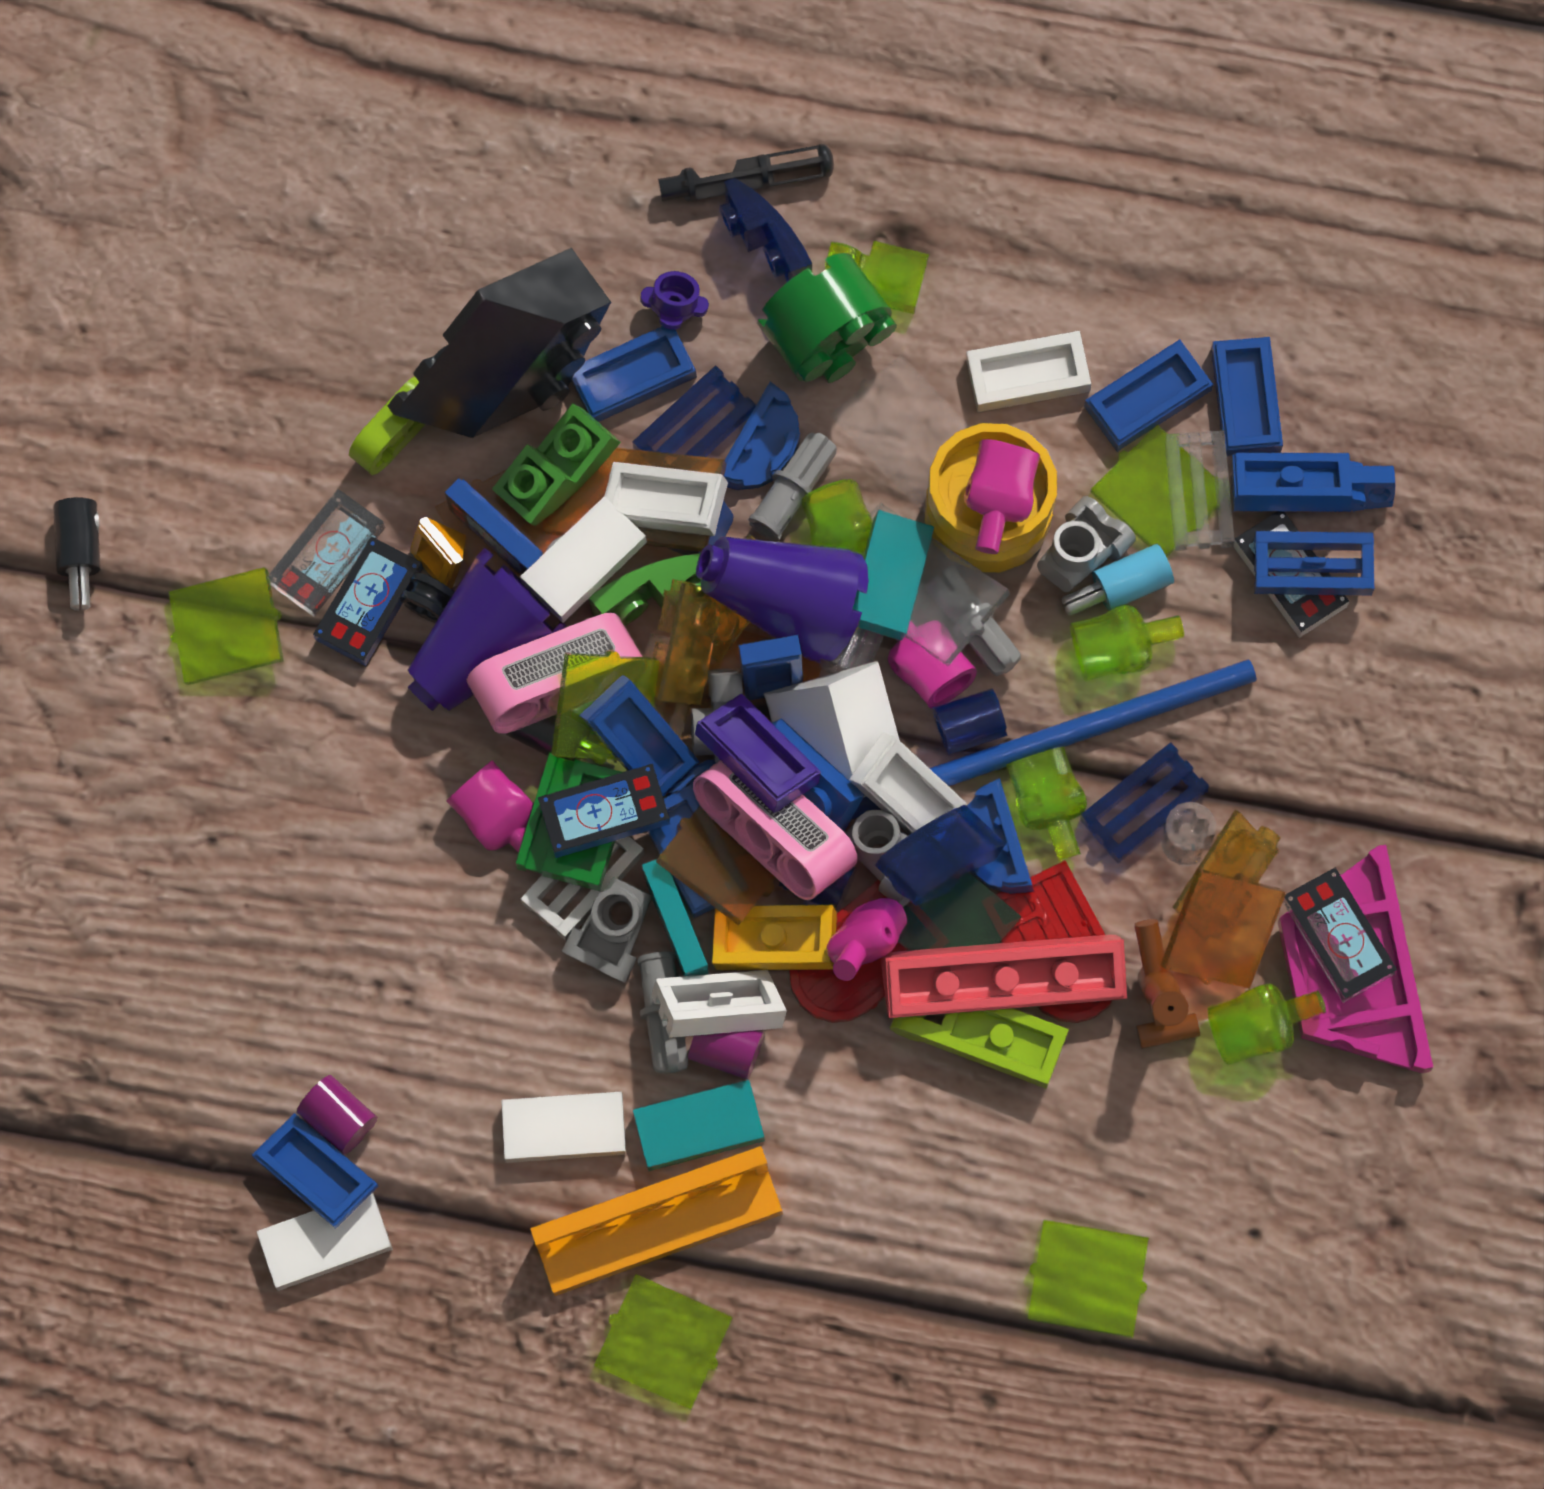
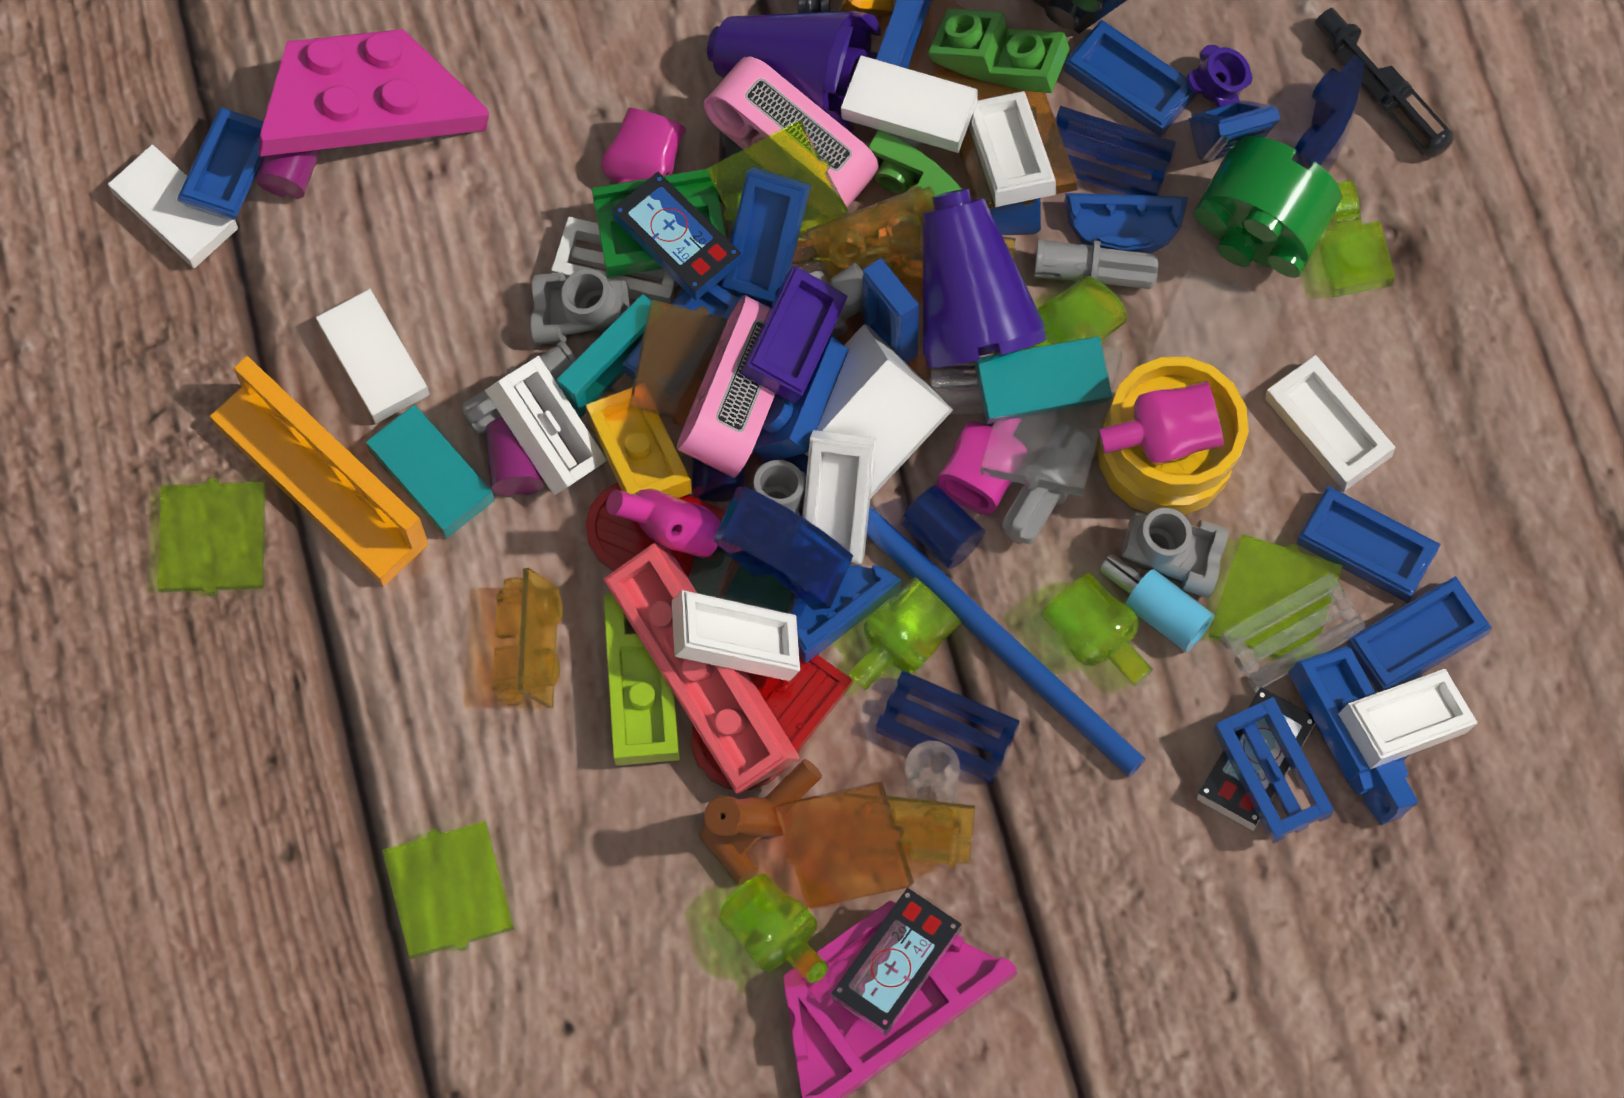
camera: 65 degrees right, 5 degrees down
(311, 1021) = (363, 93): none -> dark pink wing
(736, 310) = (1223, 126): none -> blue slope
(882, 1098) = (529, 612): none -> clear yellow hinge
(998, 931) = (735, 635): none -> white tile
(1319, 438) = (1407, 718): none -> white tile

